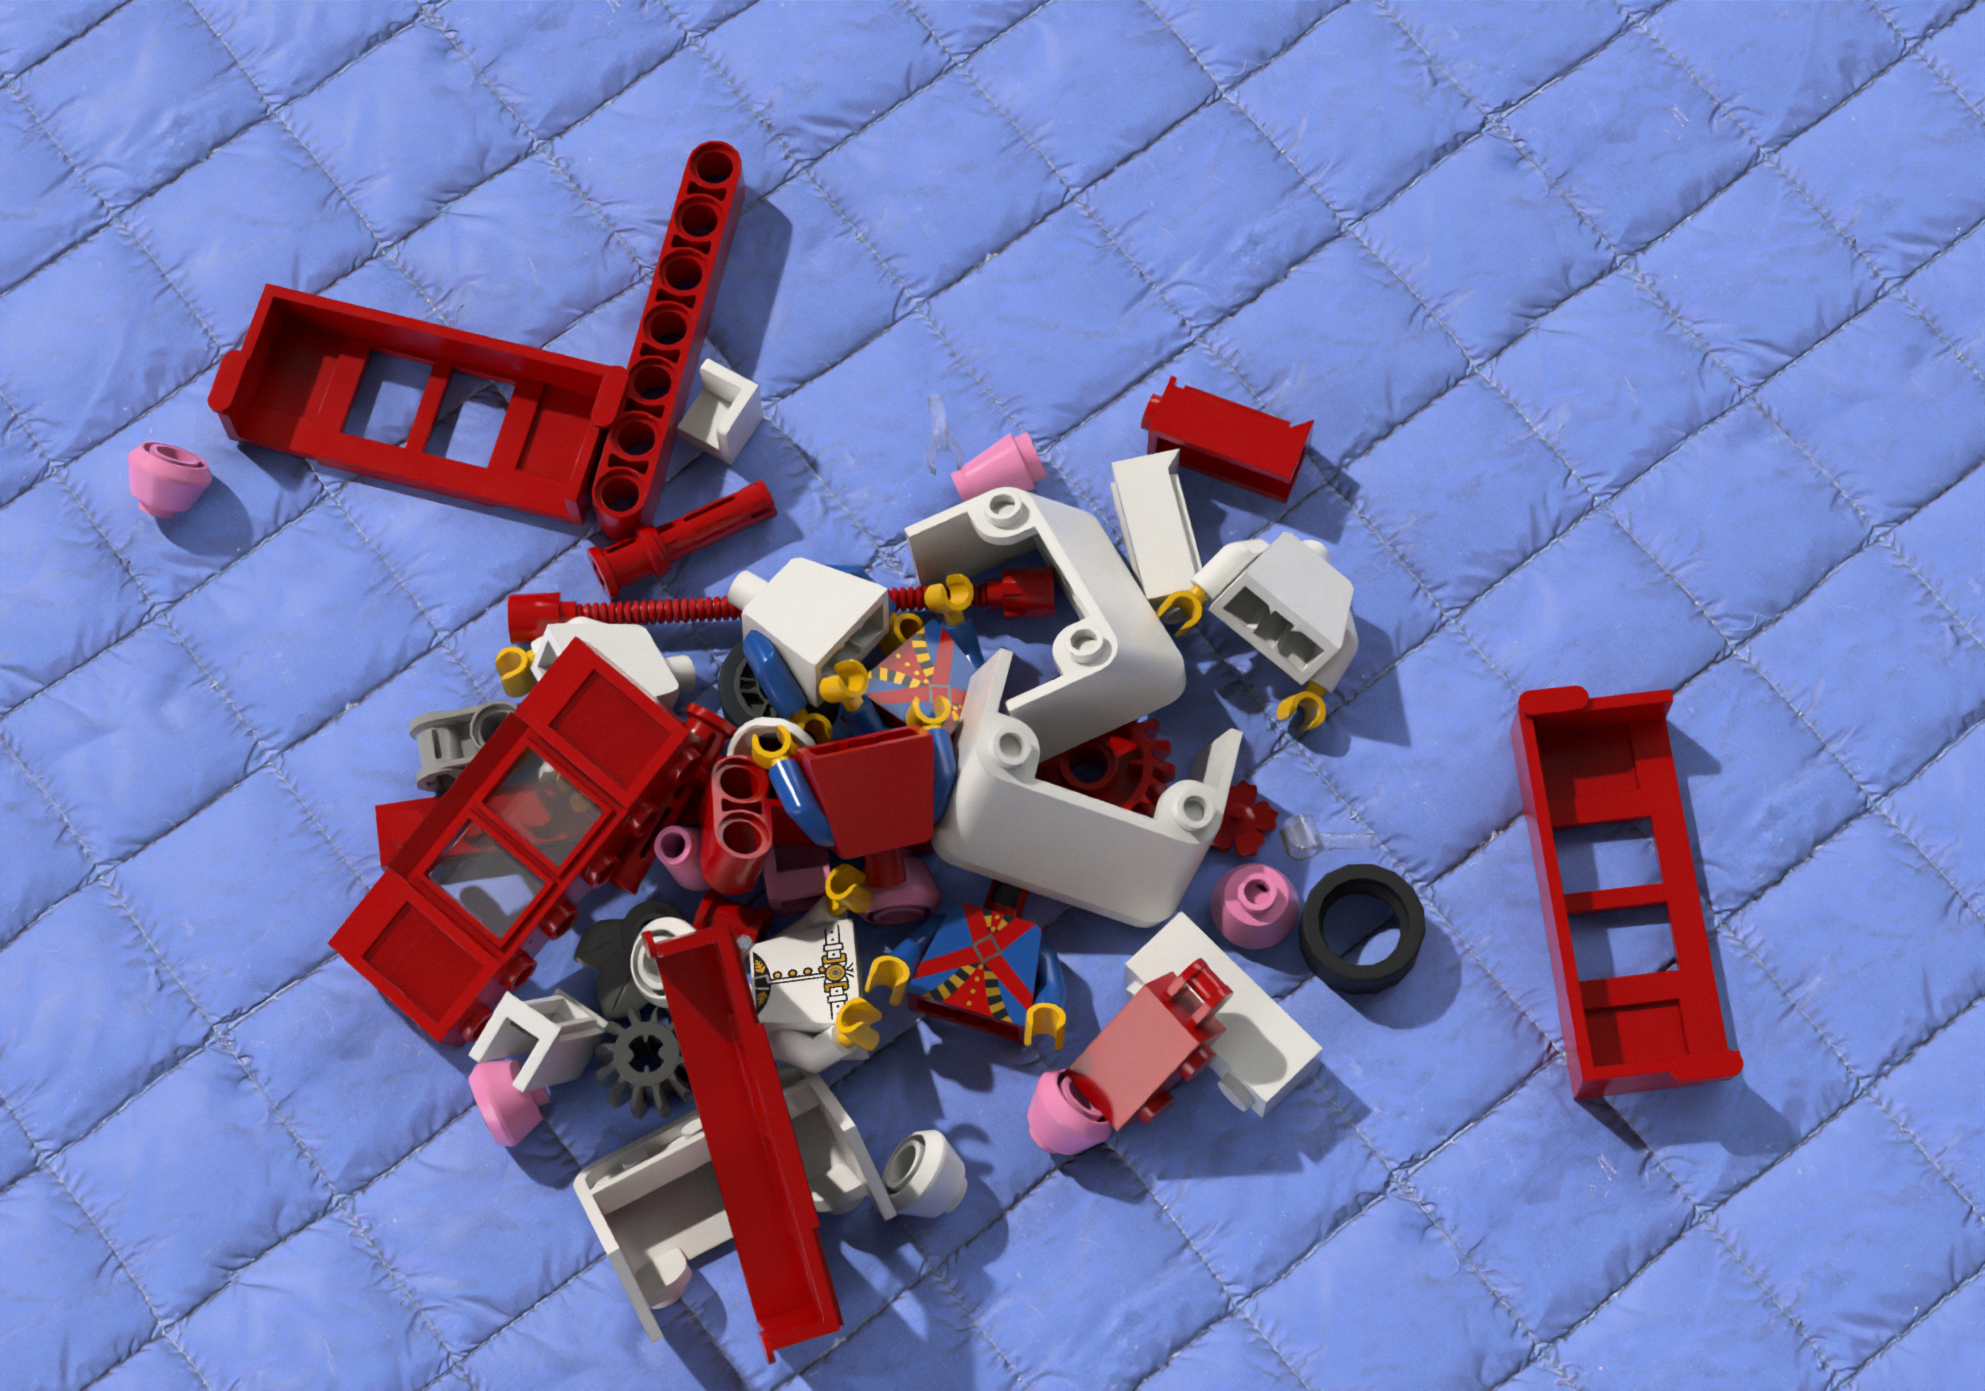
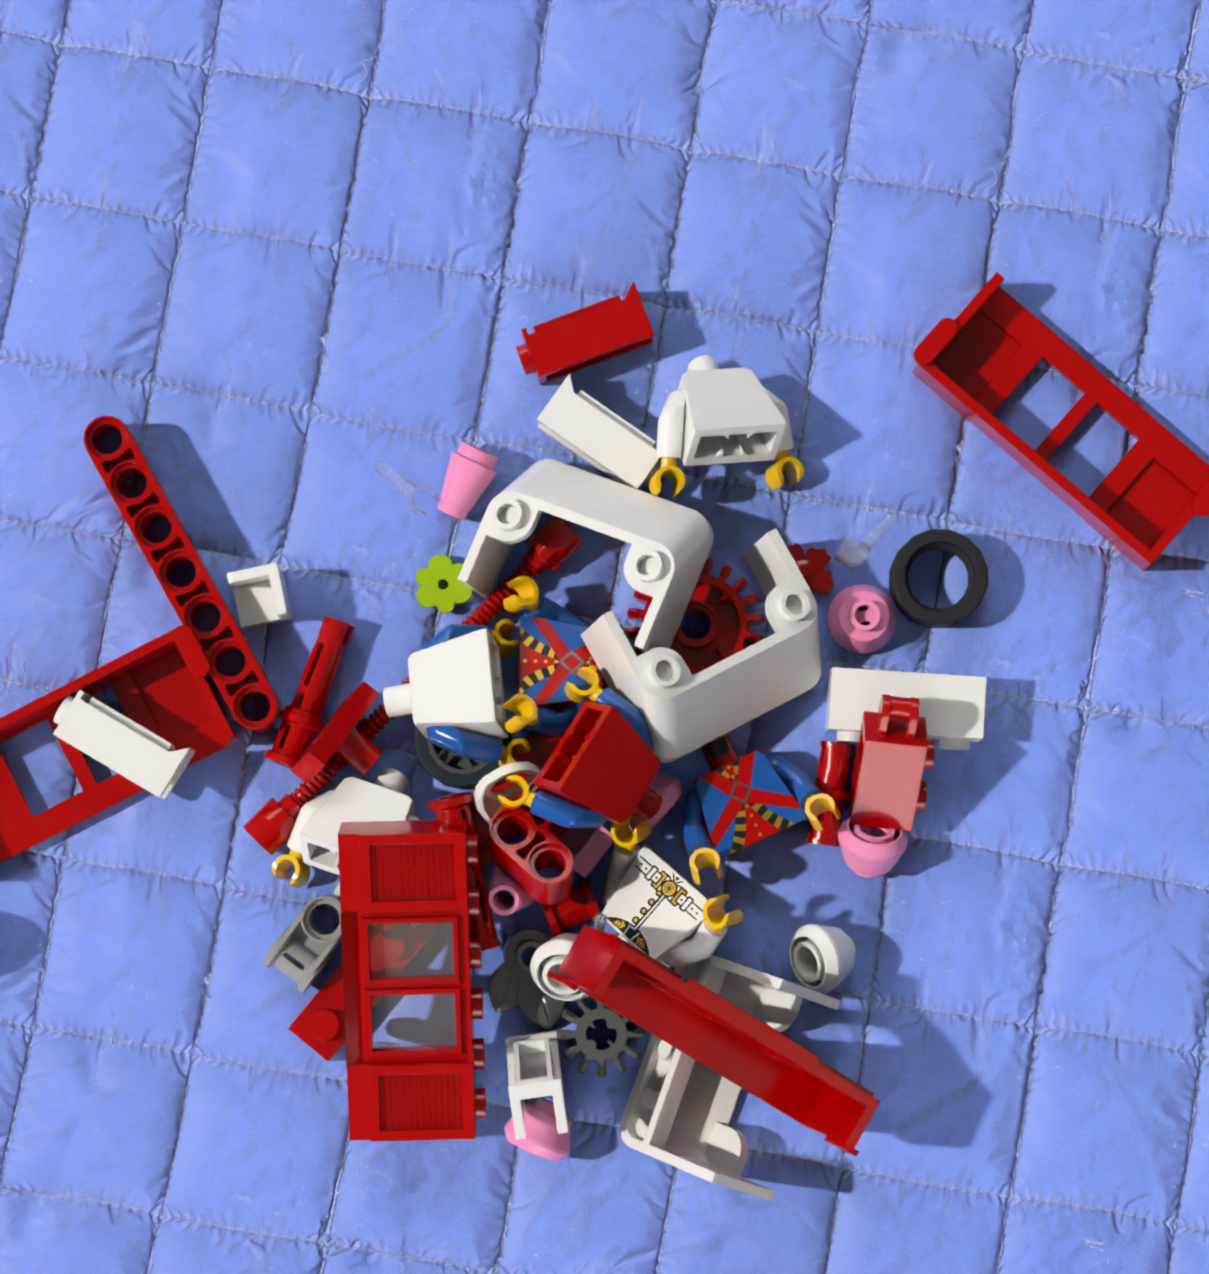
camera: 45 degrees left, 15 degrees up
(474, 430) = (121, 744): none -> white window
(670, 583) = (342, 738): none -> red tile
(875, 541) = (430, 595): none -> lime plant
(1081, 1029) = (832, 781): none -> red pin

